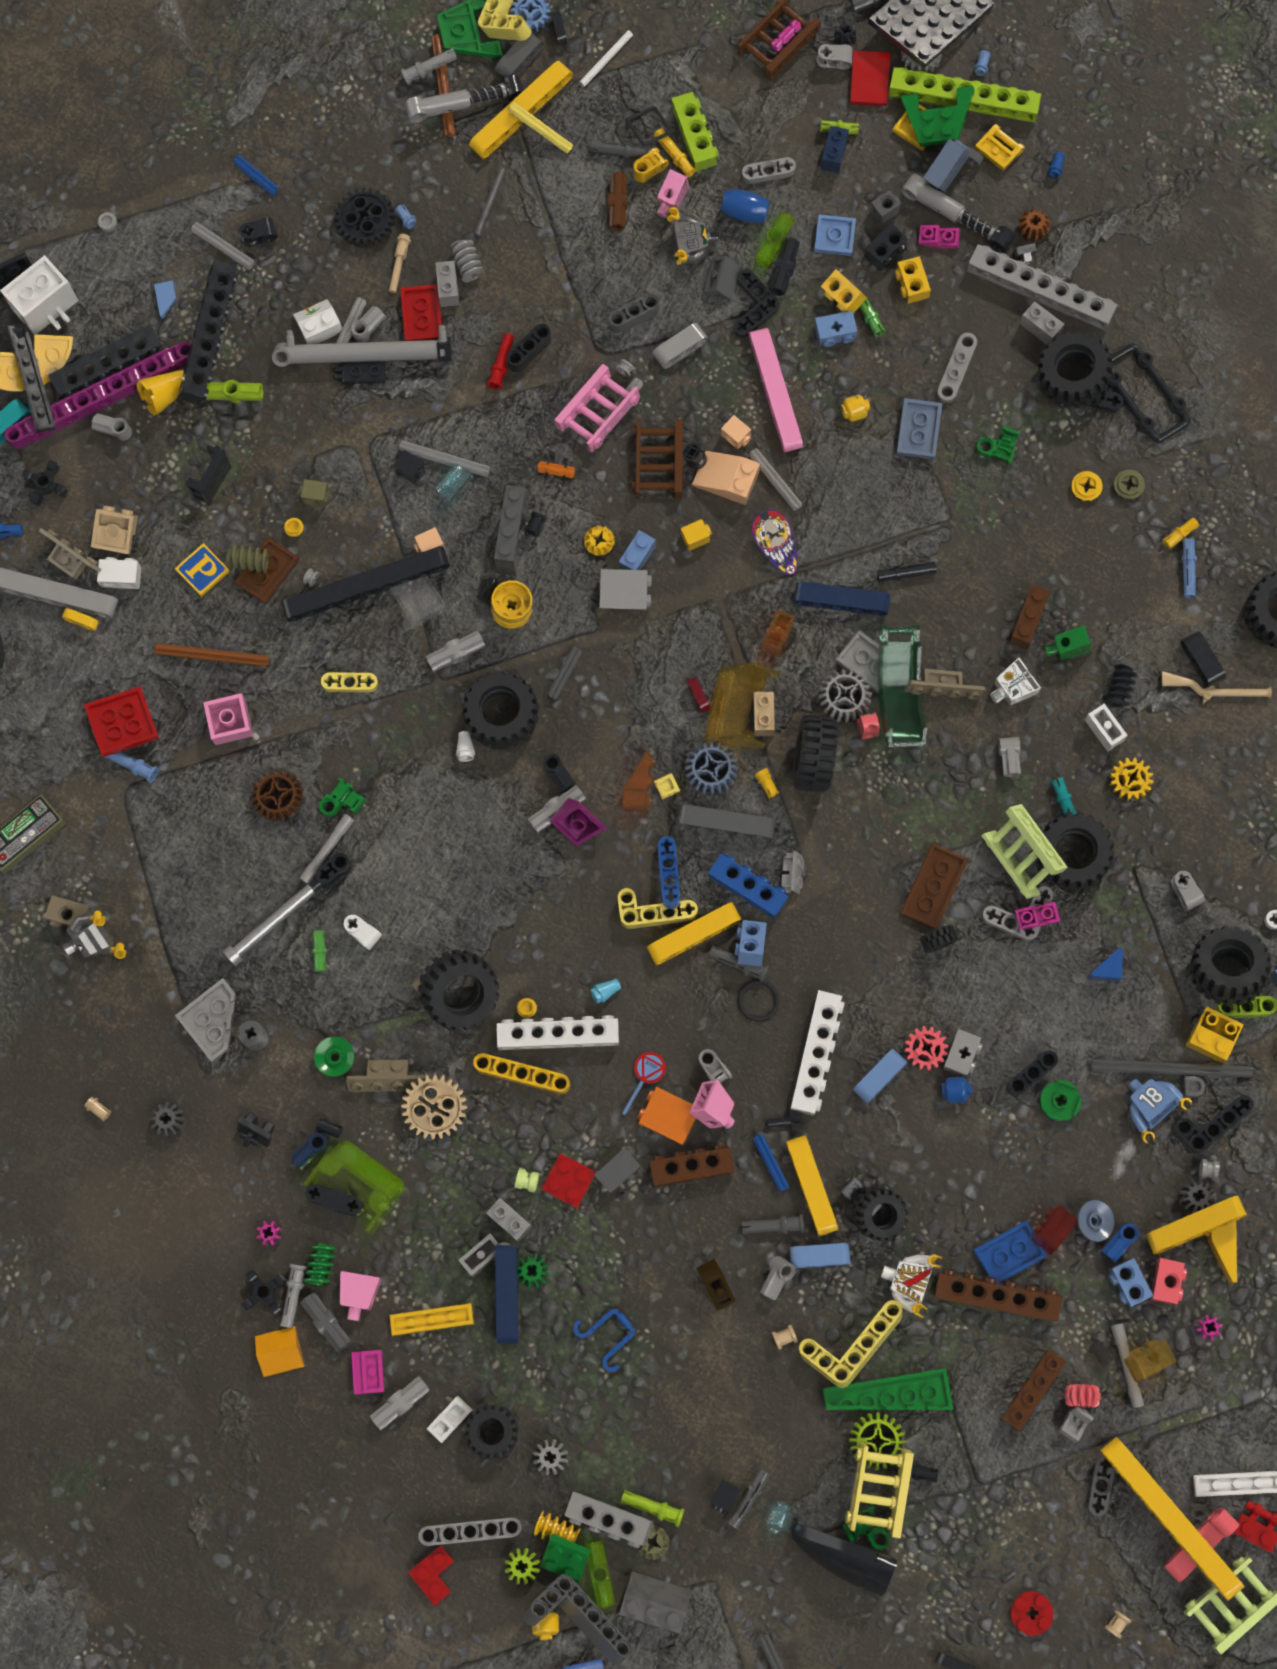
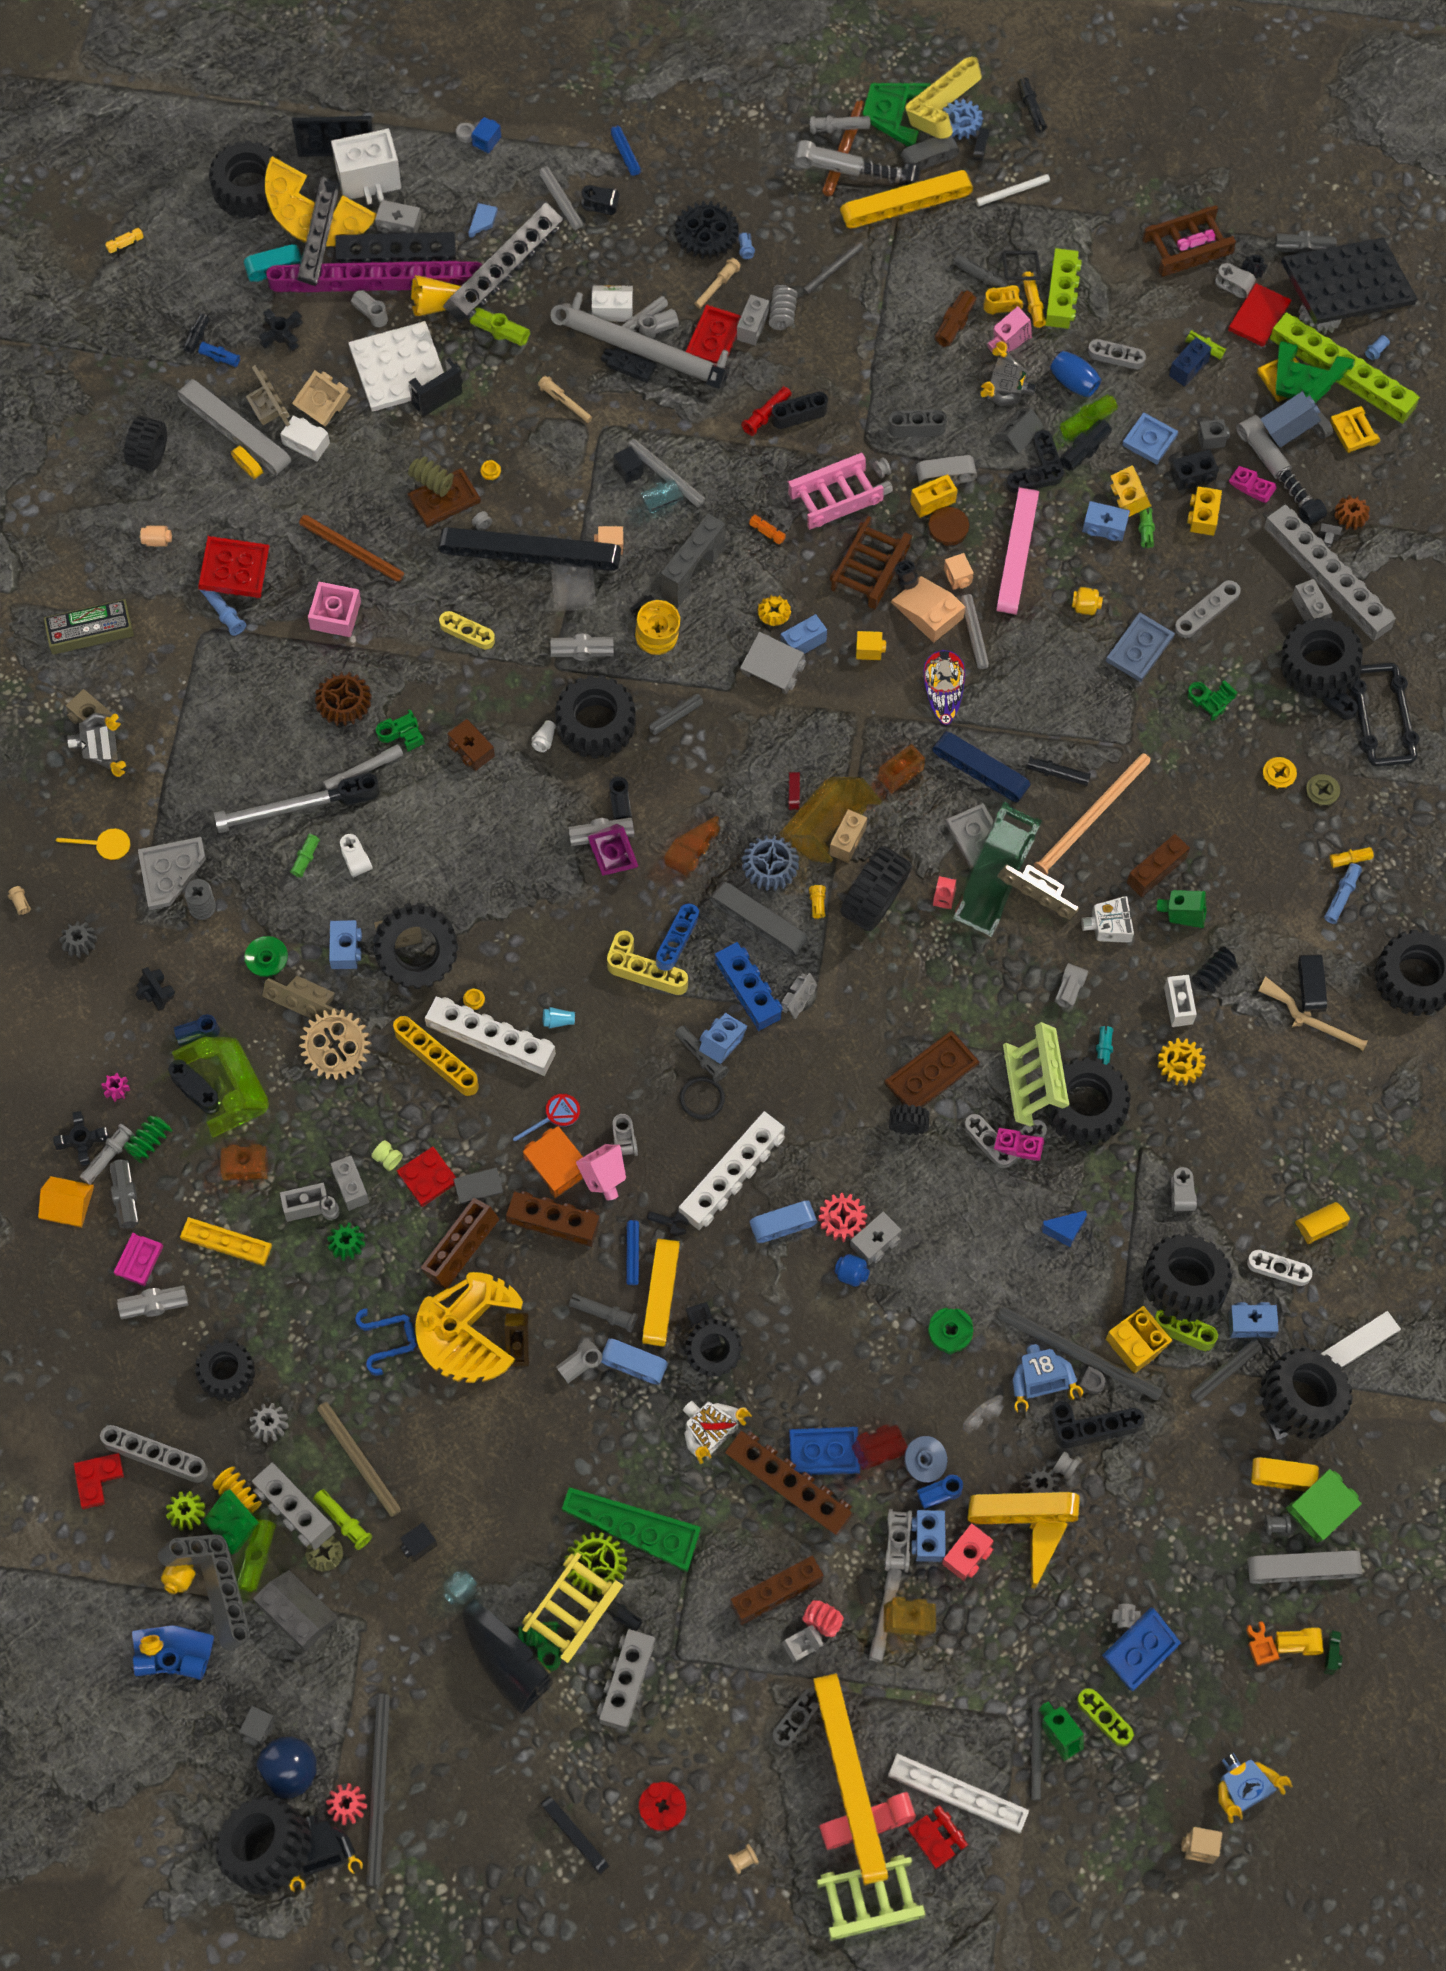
camera: 20 degrees right, 10 degrees down
(37, 724) = (156, 535): none -> light nougat brick
(98, 325) = (397, 218): none -> light grey brick
(127, 216) = (486, 135): none -> blue brick
(147, 1019) = (110, 844): none -> yellow piece
(161, 466) = (392, 360): none -> white plate
(202, 570) = (384, 470): tile -> none
(314, 429) = (558, 394): none -> tan pin
(314, 492) = (526, 448): olive brick -> none
(329, 1128) = (226, 1020): black pin -> none
(357, 1292) = (169, 1181): bright pink torso -> none
(398, 1025) = (340, 956): none -> medium blue brick
(399, 777) = (470, 744): none -> reddish brown brick
(424, 1245) = (255, 1169): none -> clear orange brick
(449, 1419) = (191, 1342): white slope -> none
(506, 1294) = (309, 1247): dark blue beam -> none
(535, 524) = (720, 568): black bush -> none
(540, 127) = (915, 221): light yellow axle -> none
(627, 1227) = (460, 1243): none -> reddish brown brick
(639, 1449) = (359, 1459): none -> dark tan axle
(666, 786) = (719, 861): light yellow tile -> none
(678, 1317) = (464, 1350): none -> yellow piece
(682, 374) = (933, 496): none -> yellow brick
(694, 933) = (672, 1005): yellow beam -> none
(706, 394) = (948, 526): none -> reddish brown tile
(754, 1489) = (464, 1541): dark grey pin -> none
(784, 1337) = (557, 1421): tan bush -> none
(839, 690) = (935, 840): light grey gear -> none
(856, 1349) = (621, 1463): light yellow beam -> none
(953, 597) = (1092, 814): none -> light nougat axle
(963, 1557) = (621, 1716): none -> light grey brick
(1038, 1065) = (927, 1298): black beam -> none
(1055, 169) = (1399, 473): blue pin -> none
(1102, 1287) = (898, 1552): none -> light grey piece
(1203, 1329) = (988, 1610): dark pink gear -> none

